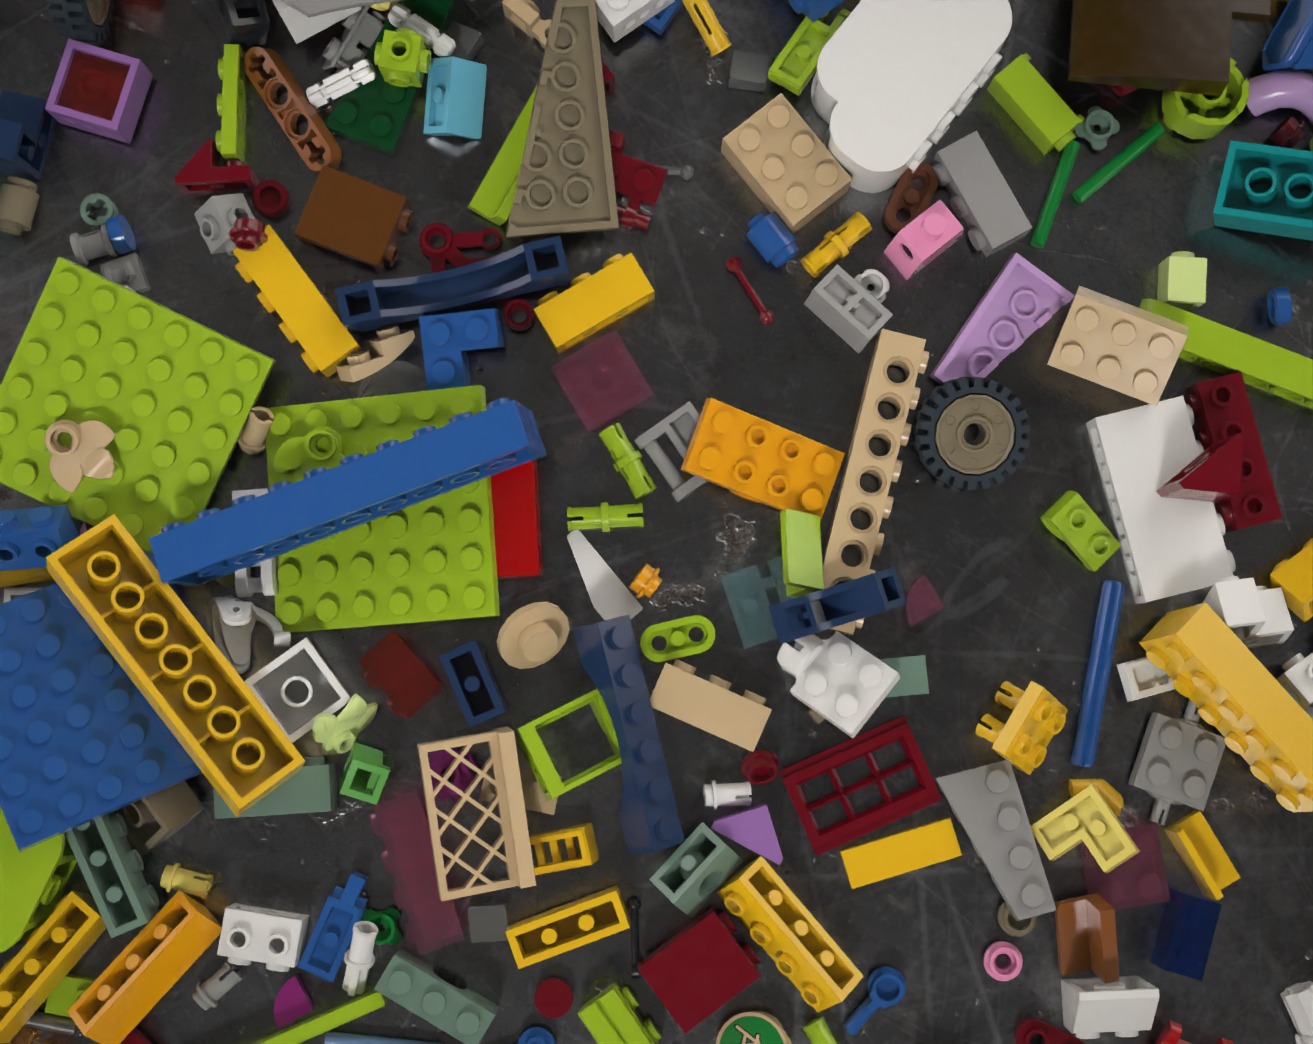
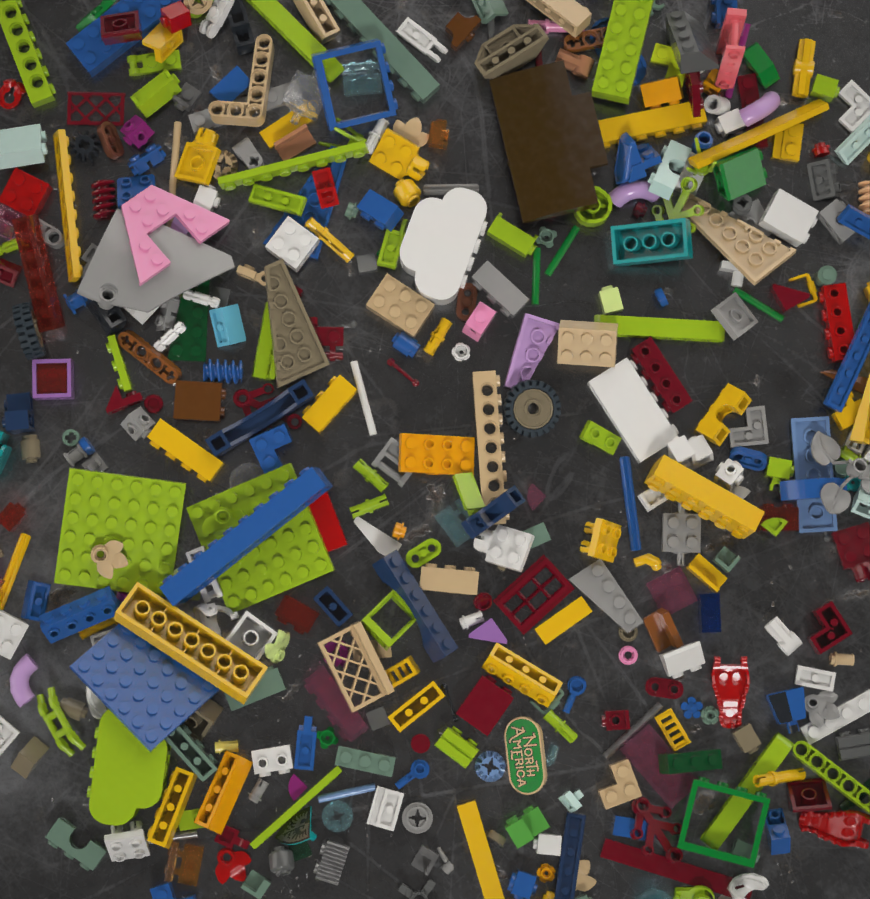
camera: 25 degrees left, 0 degrees up
(248, 234) = (153, 427): dark red plate -> none
(254, 435) = (186, 519): tan pin -> none
(359, 957) = (322, 754): white axle -> none
(364, 774) = (295, 666): bright green brick -> none
(382, 349) = (235, 461): tan slope -> none
(410, 66) = (200, 322): lime brick -> none
(416, 180) = (223, 371): none -> blue piece
(533, 635) = (353, 574): tan piece -> none
(602, 381) = (345, 440): clear pink plate -> none
(661, 314) = (363, 398): none -> white bar
(696, 870) = (468, 659): sand green brick -> none
(814, 1015) = (553, 705): none -> sand green piece
(847, 308) = (453, 366): light grey hinge -> none
(1085, 820) = (644, 576): light yellow plate -> none
(1211, 475) = (648, 394): dark red slope -> none
(1249, 842) = (726, 559): none -> sand green panel

